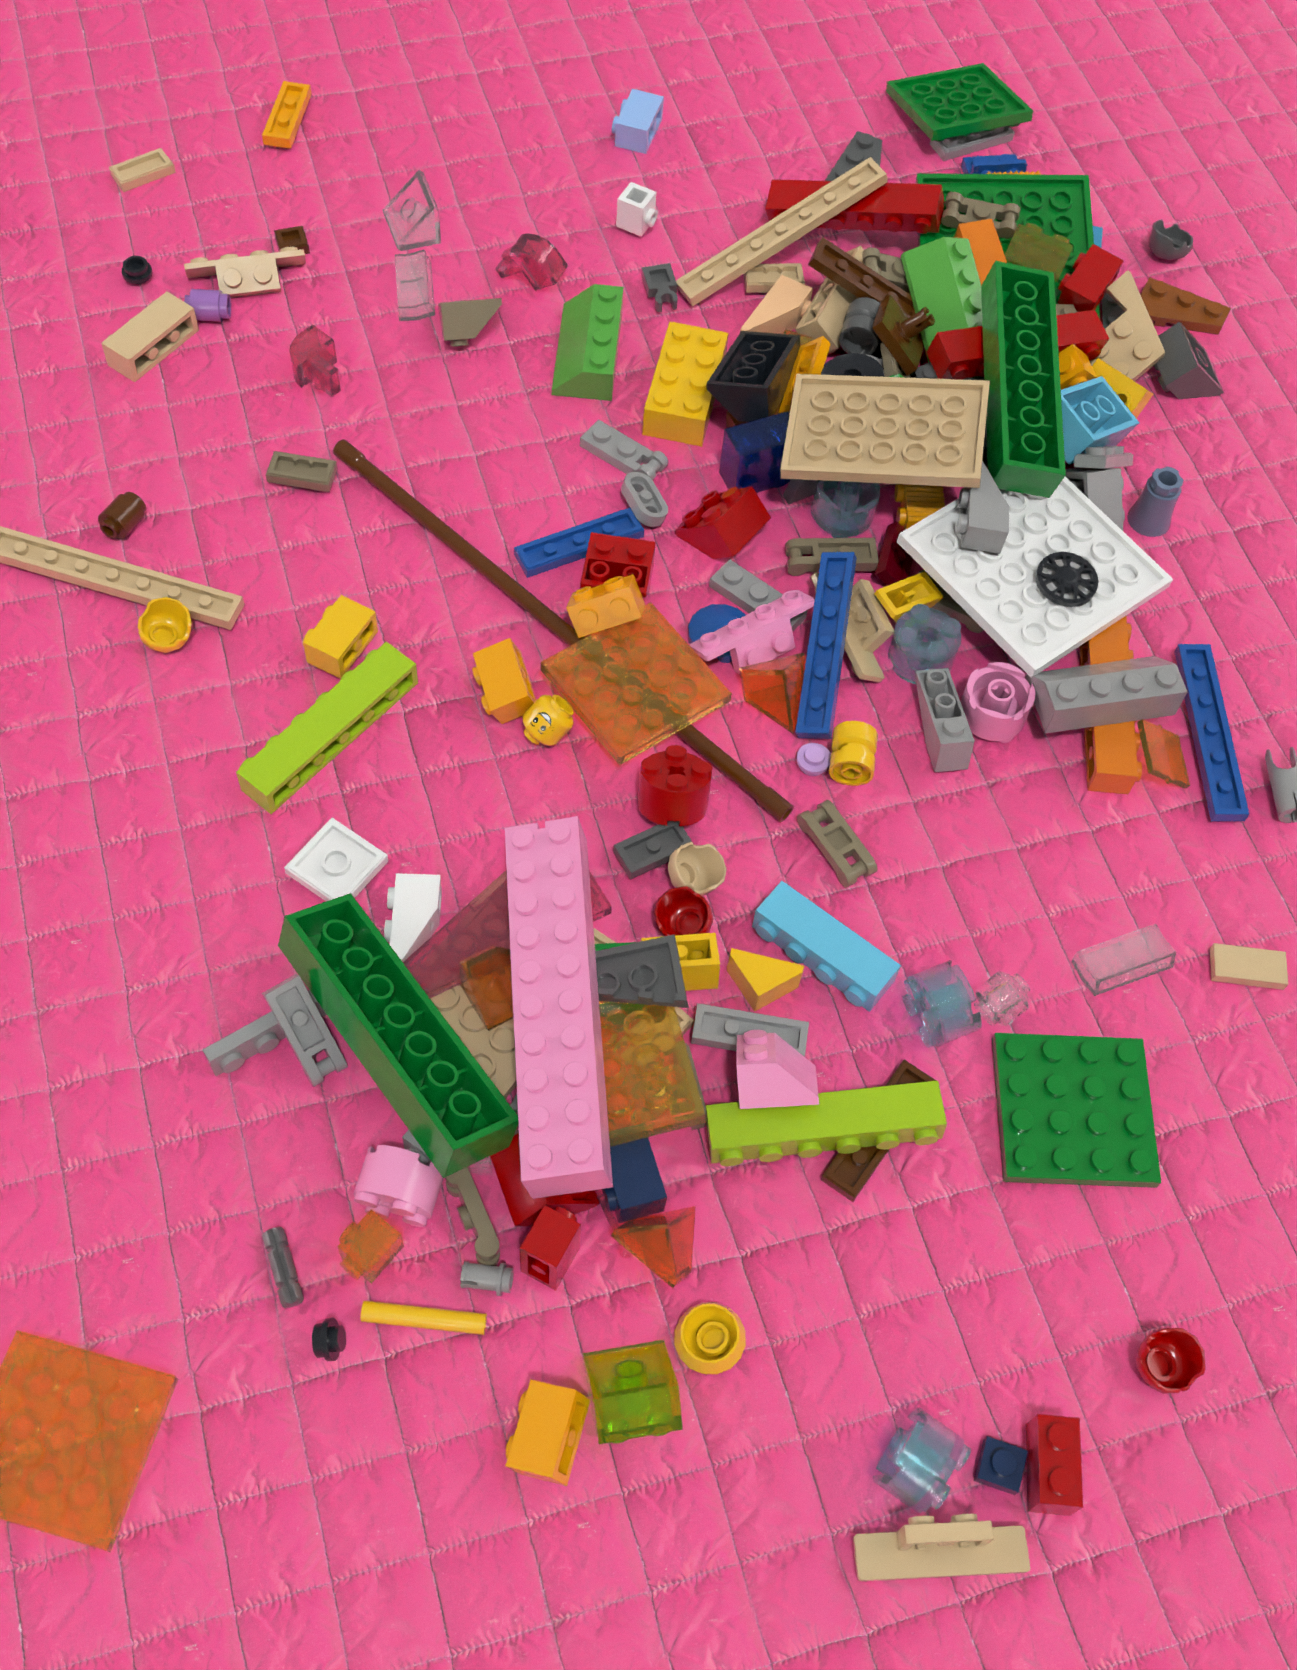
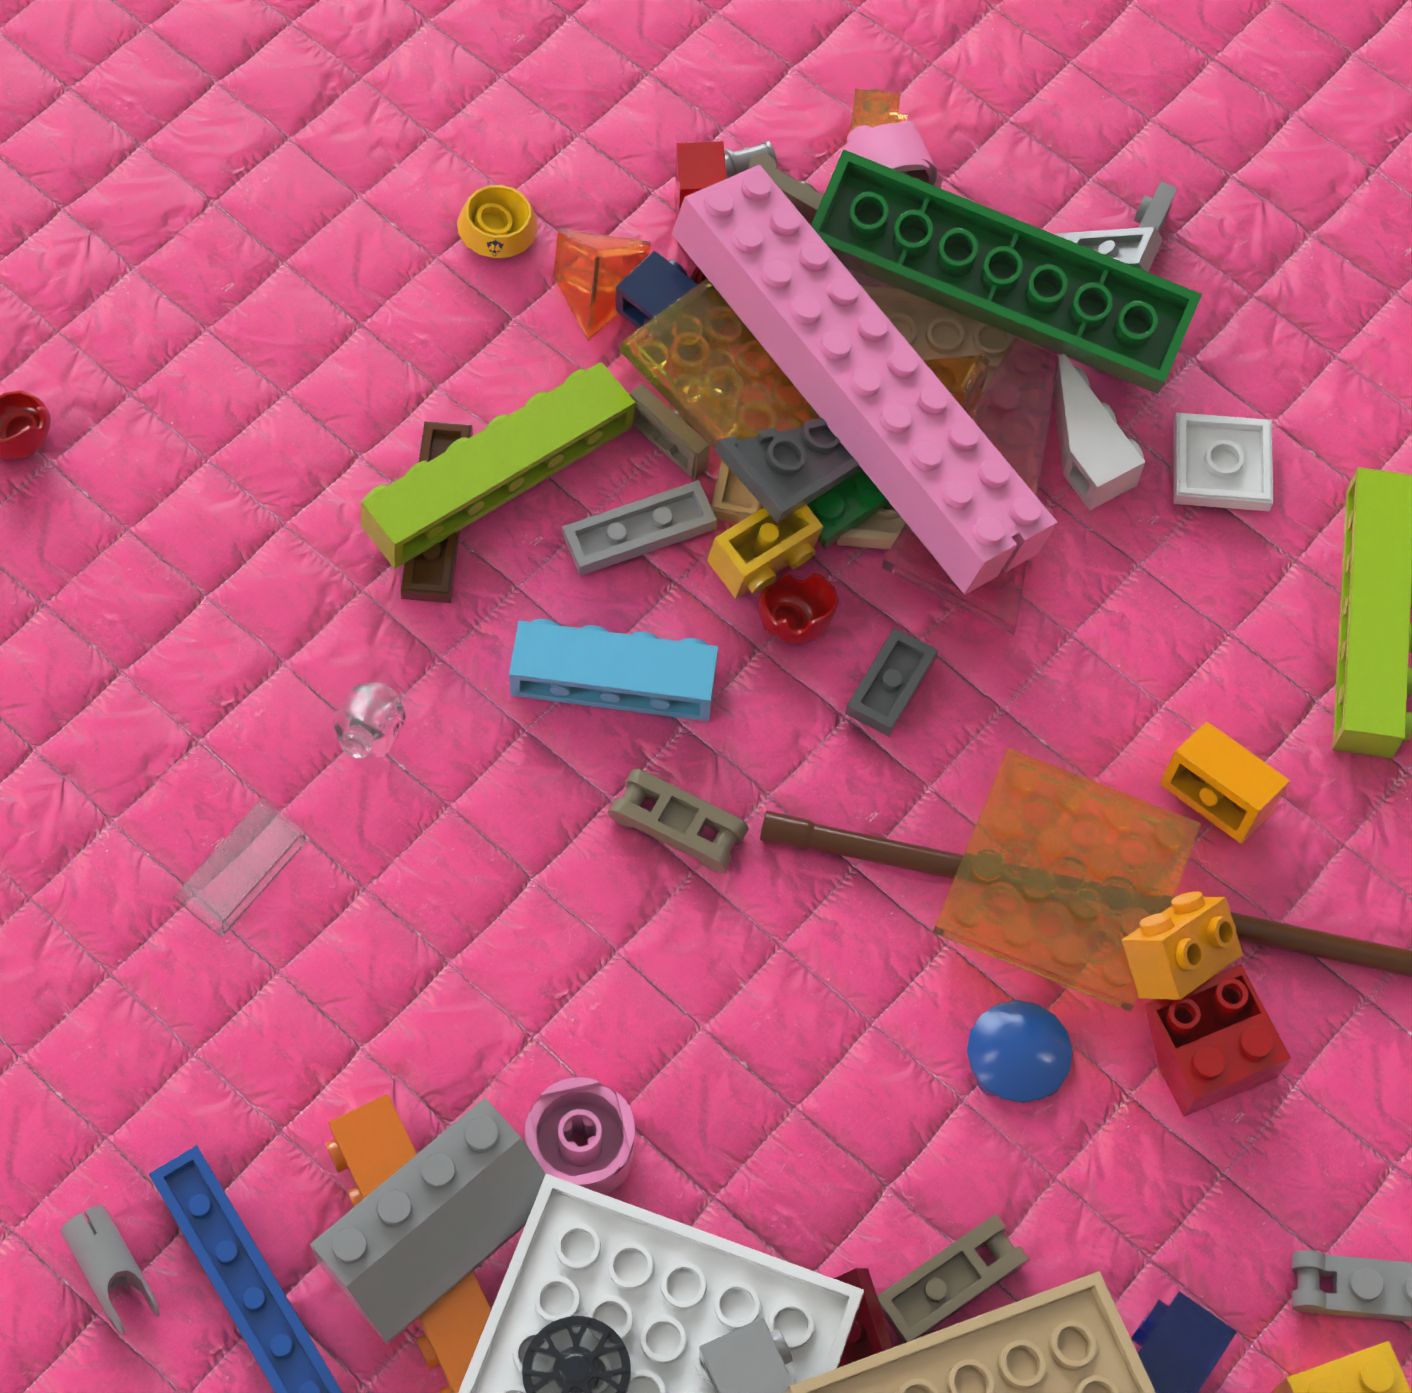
camera: 150 degrees right, 5 degrees up
(282, 1267) = (940, 79): flat silver axle -> none
(328, 1339) = (850, 41): black plate -> none
(423, 1317) = (779, 106): yellow piece -> none
(547, 1432) = (596, 61): light orange brick -> none
(548, 720) = (1133, 760): yellow head -> none
(573, 542) = (1306, 1086): blue tile -> none
(633, 1392) = (544, 138): clear neon green slope -> none
(644, 499) = (1274, 1205): light grey plate -> none
(674, 787) = (941, 735): red brick -> none
(697, 867) = (821, 670): tan hair -> none
(724, 522) = (1138, 1229): red slope -> none
(746, 589) = (1007, 1142): light grey plate -> none
(757, 635) = (968, 1054): bright pink bracket -> none
(762, 977) = (664, 592): yellow slope -> none
(773, 1073) = (581, 466): bright pink slope -> none
(775, 688) = (884, 1001): clear orange slope -> none
(813, 759) = (776, 923): lavender plate -> none
(826, 645) = (864, 1090): blue plate -> none
(853, 753) = (730, 951): yellow wheel -> none
(866, 630) = (850, 1166): tan bracket -> none
(904, 594) = (803, 1223): yellow slope -> none
(921, 1462) = (230, 201): clear light blue brick -> none
(924, 641) = (736, 1152): clear light blue brick -> none
(941, 1550) = (174, 162): tan bracket -> none
(942, 1003) = (437, 657): clear light blue brick -> none
(943, 721) = (642, 1074): light grey slope -> none
(1001, 1465) = (150, 262): dark blue plate -> none
(1054, 1465) = (97, 273): red brick -> none
(1074, 1110) = (224, 651): green plate -> none
(1163, 754) = (303, 1203): piece -> none
(1248, 966) = (73, 953): tan tile -> none

